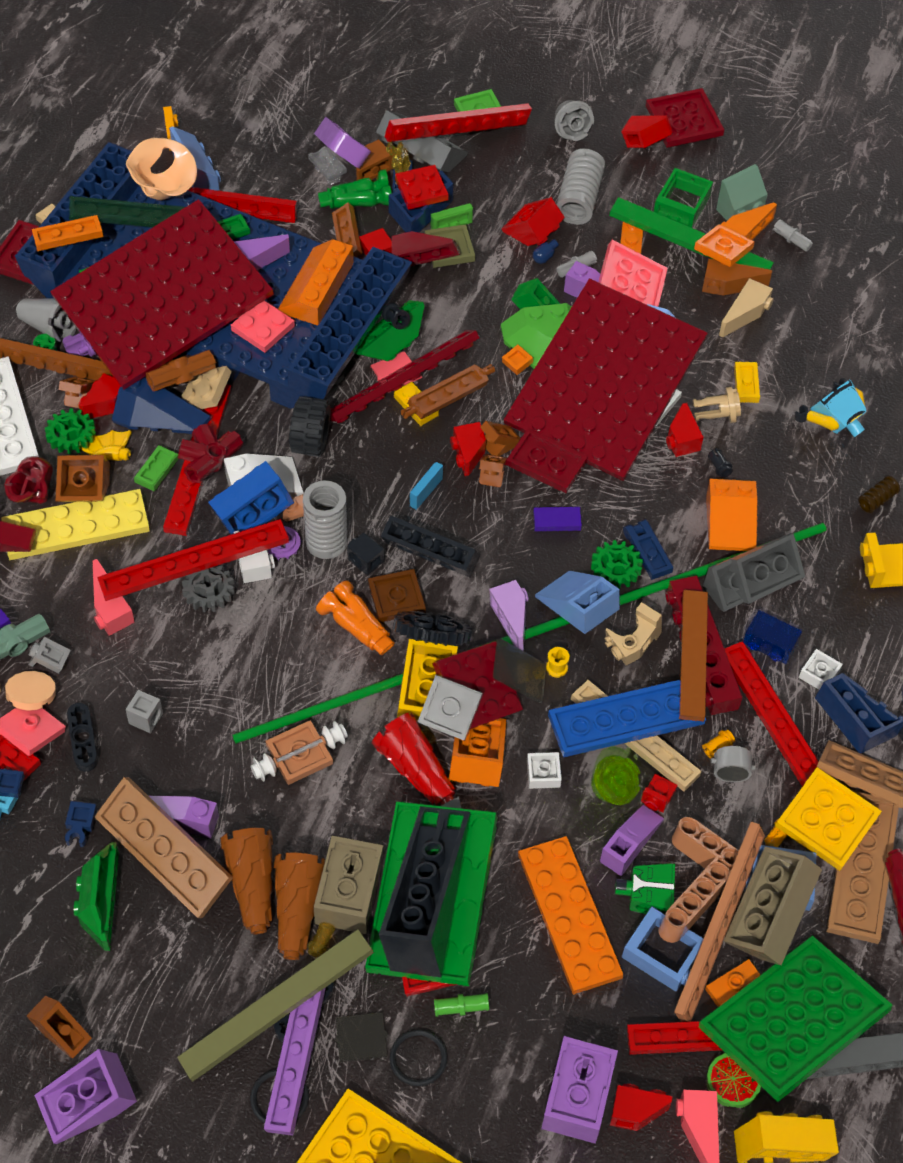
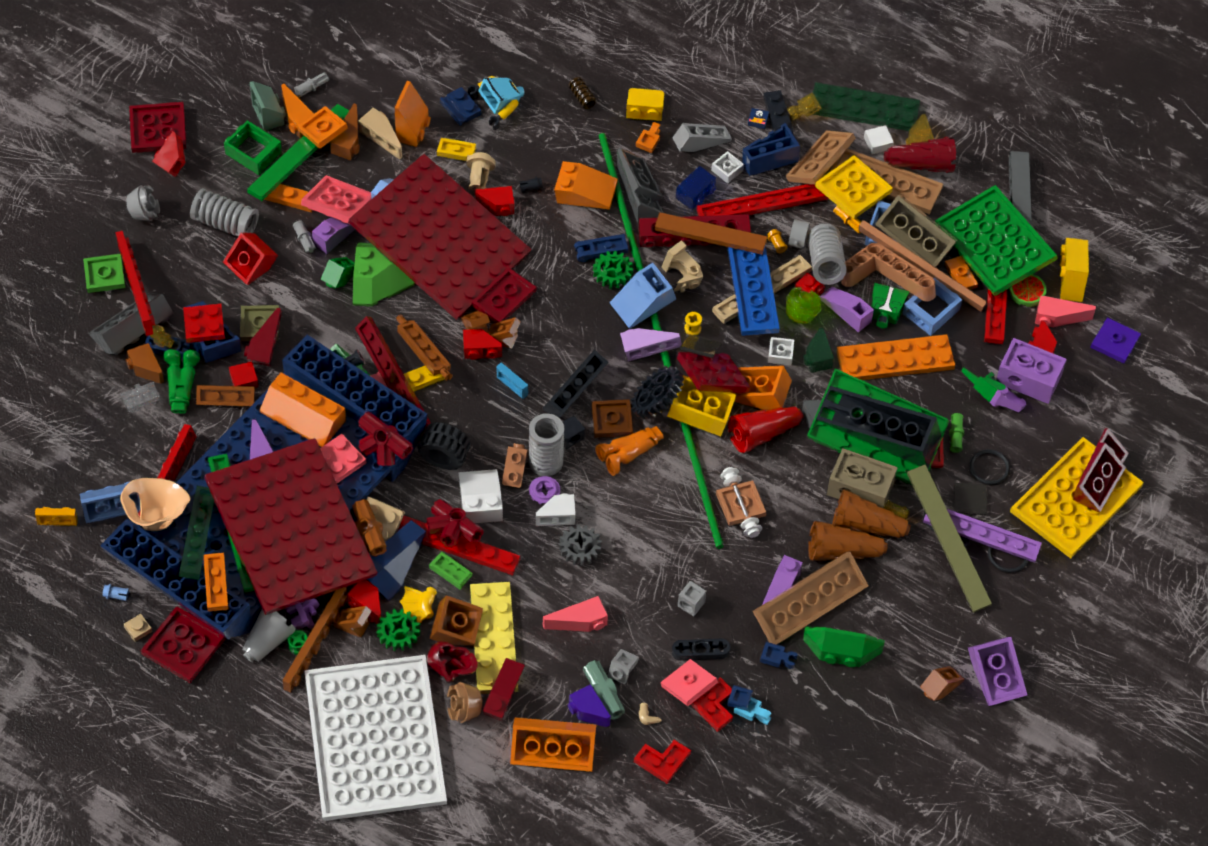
camera: 80 degrees left, 0 degrees up
(30, 690) = (655, 679): light nougat tile -> none
(192, 560) = (563, 544): red plate -> none
(252, 500) = (512, 496): blue slope -> none
(285, 350) = (386, 445): none -> dark red piece
(342, 143) = (125, 378): medium lavender beam -> none
(450, 707) = (735, 388): light grey tile -> none
(452, 217) = (228, 315): bright green plate -> none
(517, 359) = (397, 297): orange plate -> none
(539, 1052) = (994, 391): none -> animal
(544, 251) = (284, 257): dark blue cylinder -> none
(551, 813) = (819, 353): none -> clear green slope
(557, 519) = (559, 301): dark purple tile -> none
(700, 794) = (827, 254): none -> light grey piece
(770, 319) = (411, 116): none -> orange slope
(815, 378) = (460, 106): none -> dark blue plate
(832, 575) = (649, 139): none -> orange plate
(857, 633) = (700, 136): none -> light grey slope

